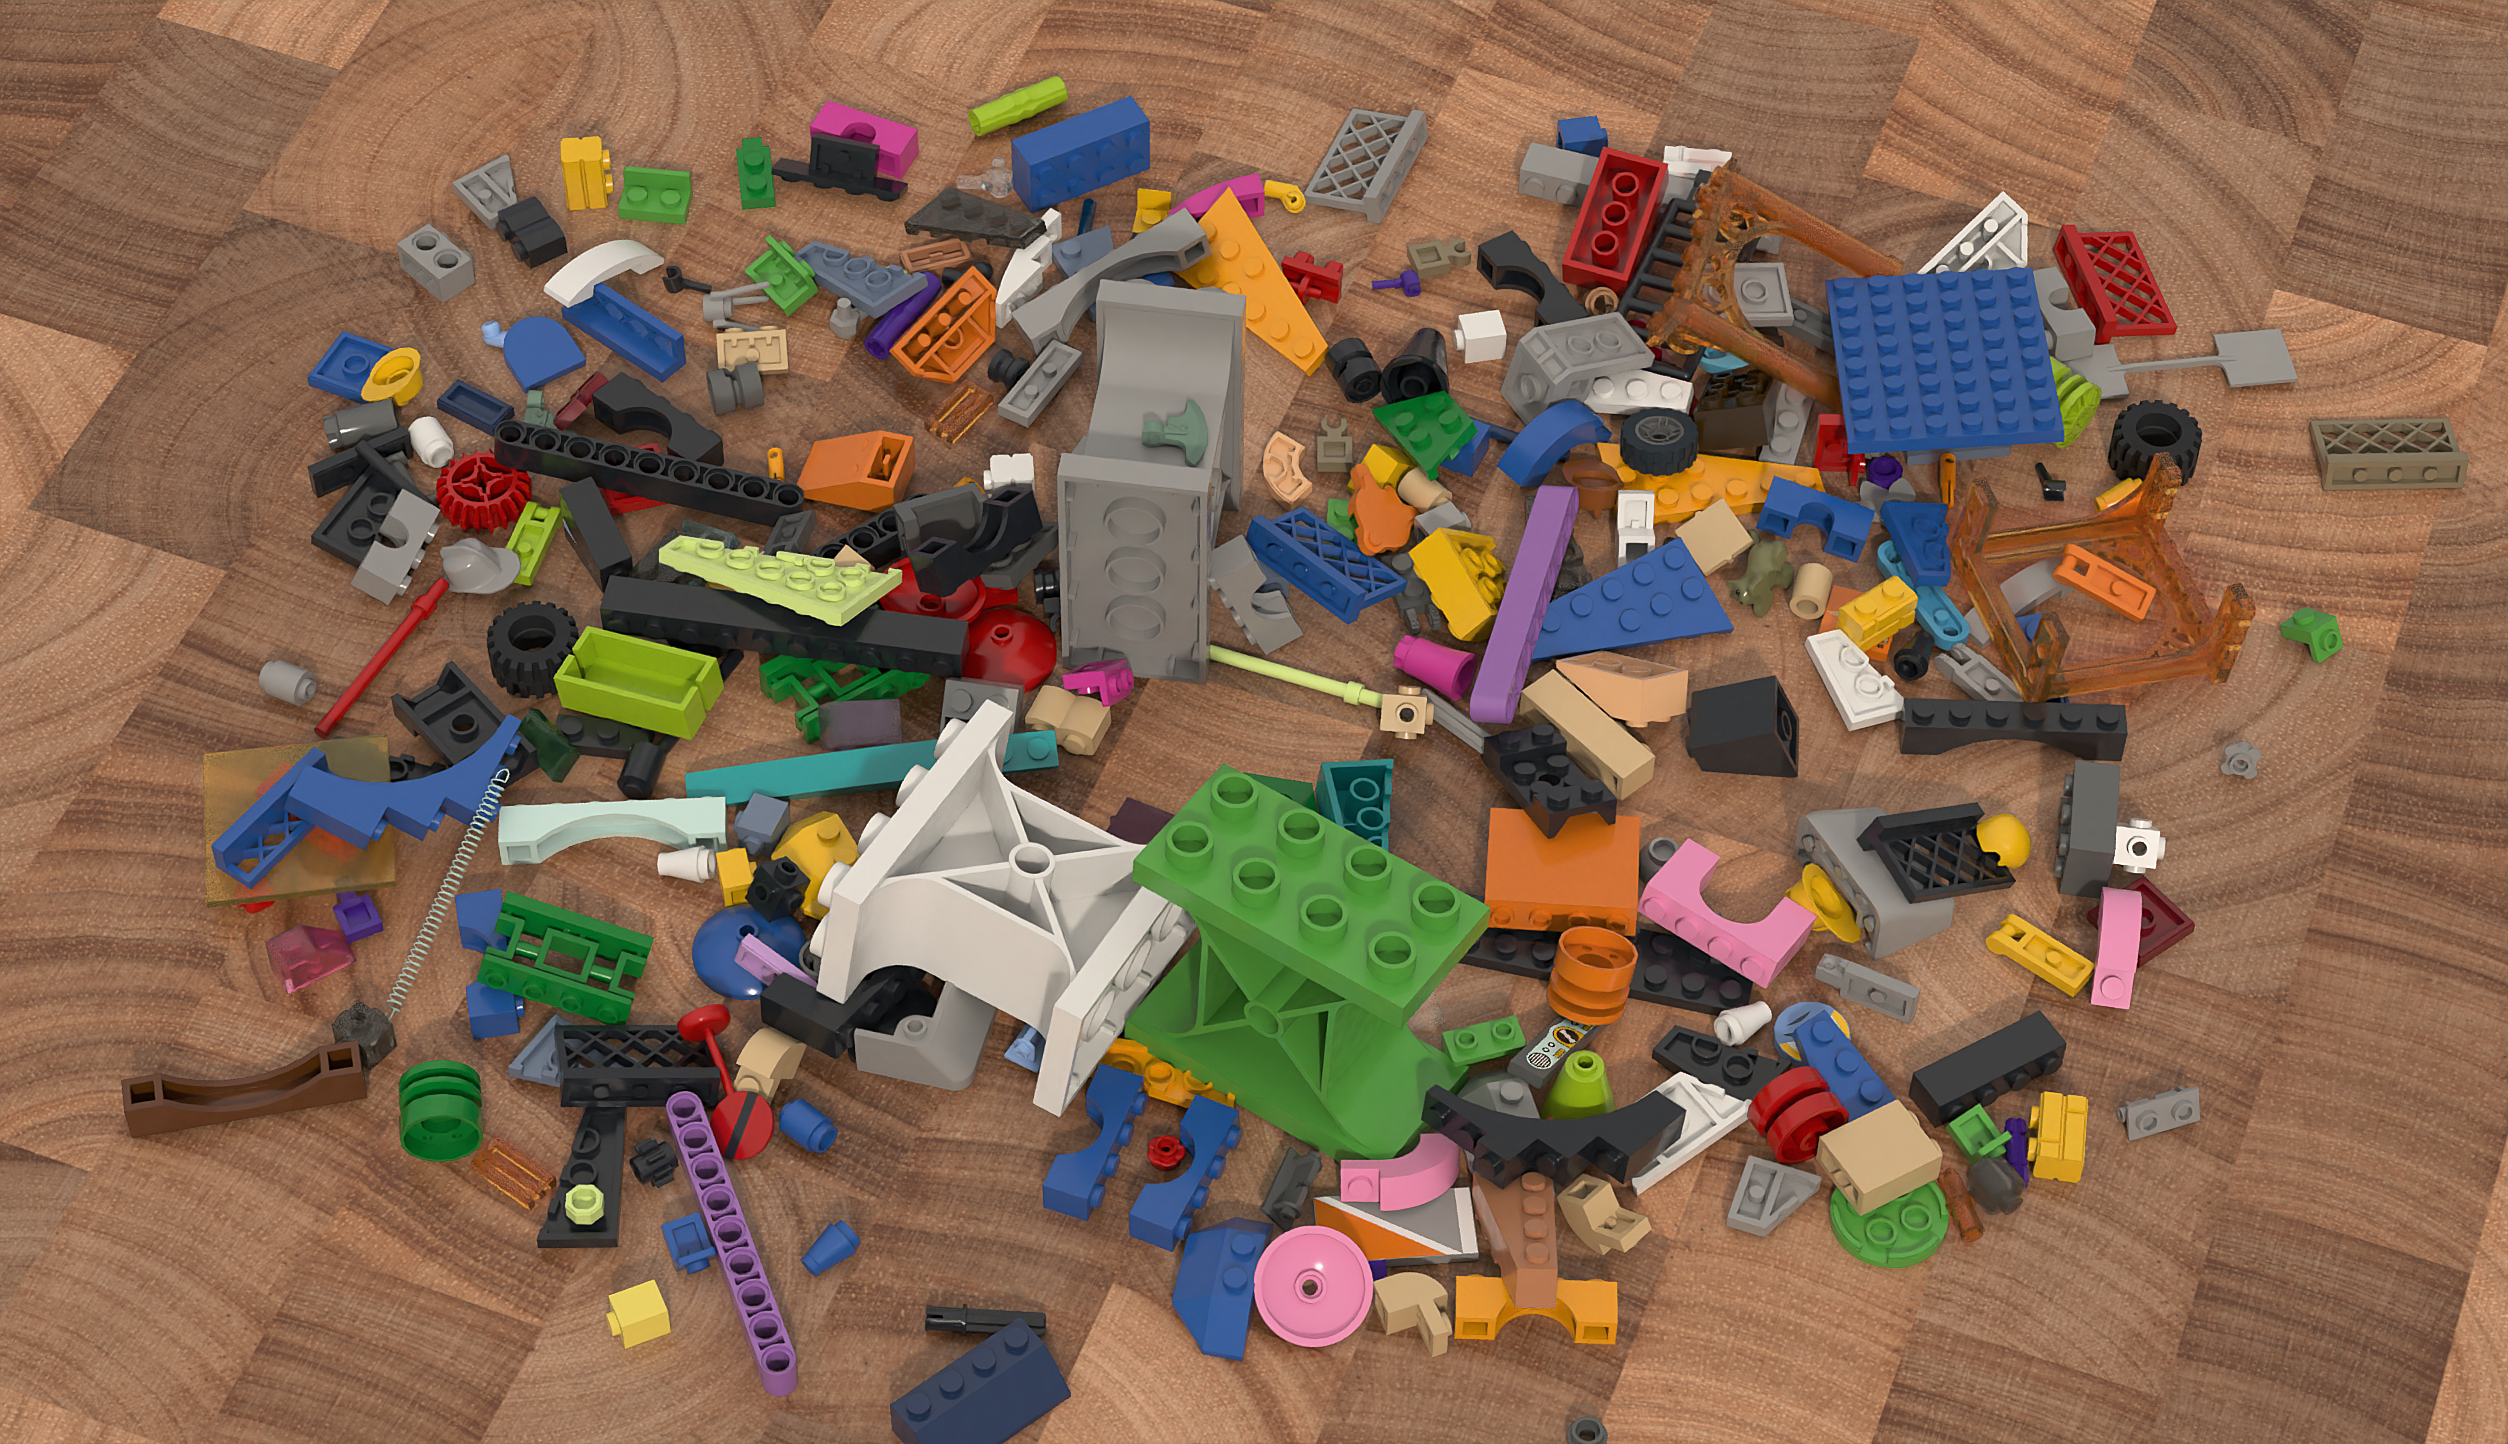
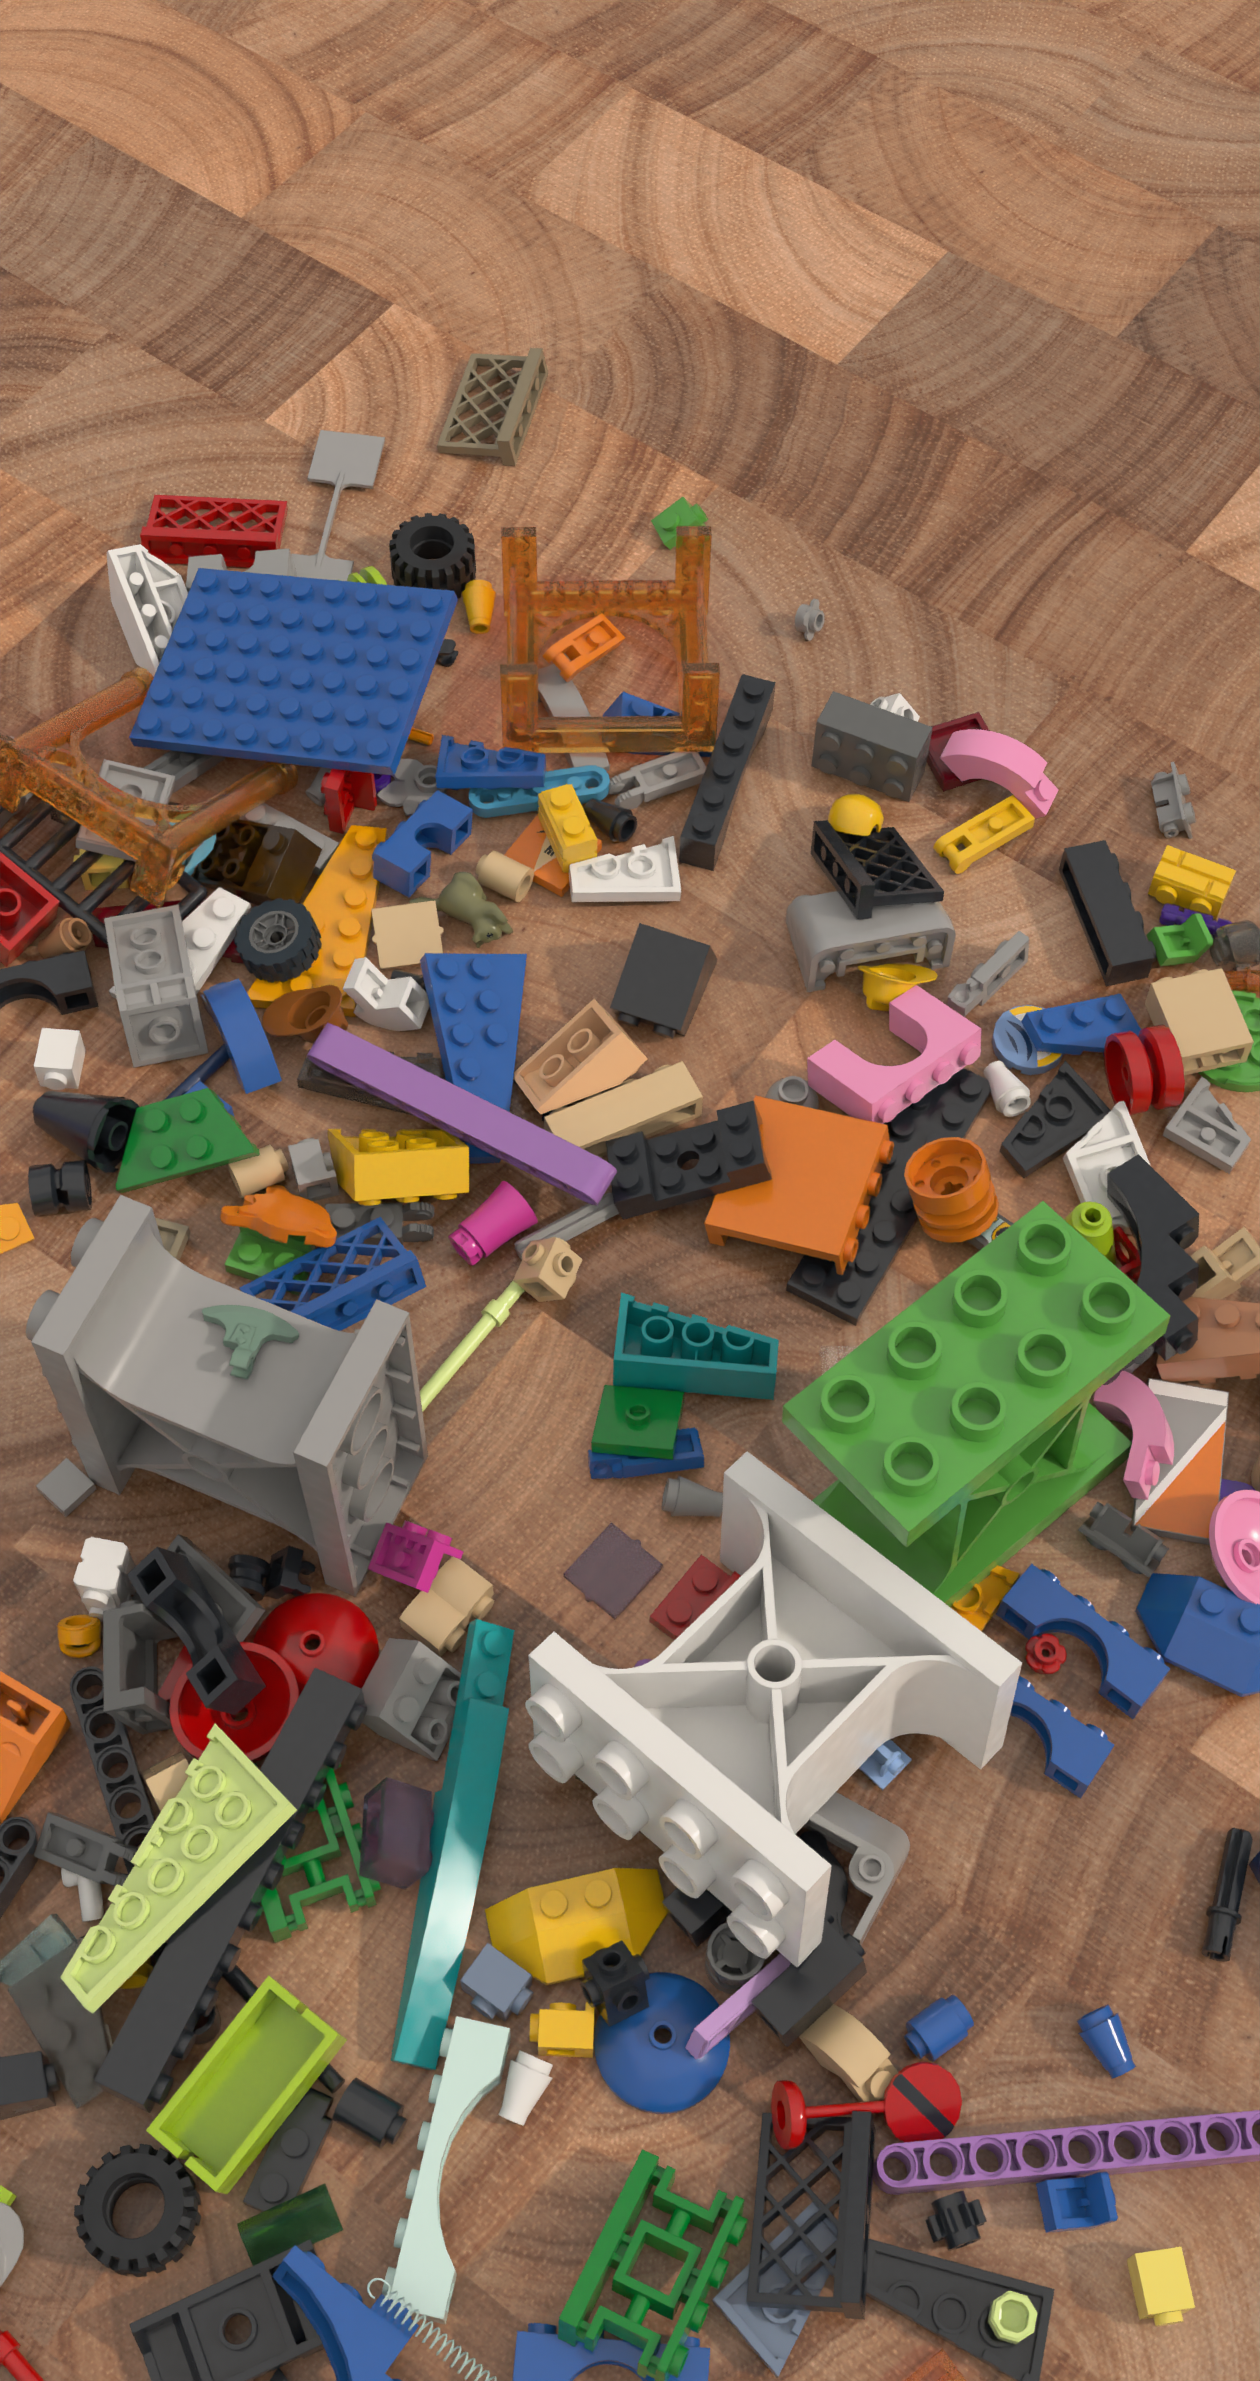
camera: 75 degrees left, 10 degrees up
(1386, 466) = (205, 1197): yellow slope -> none

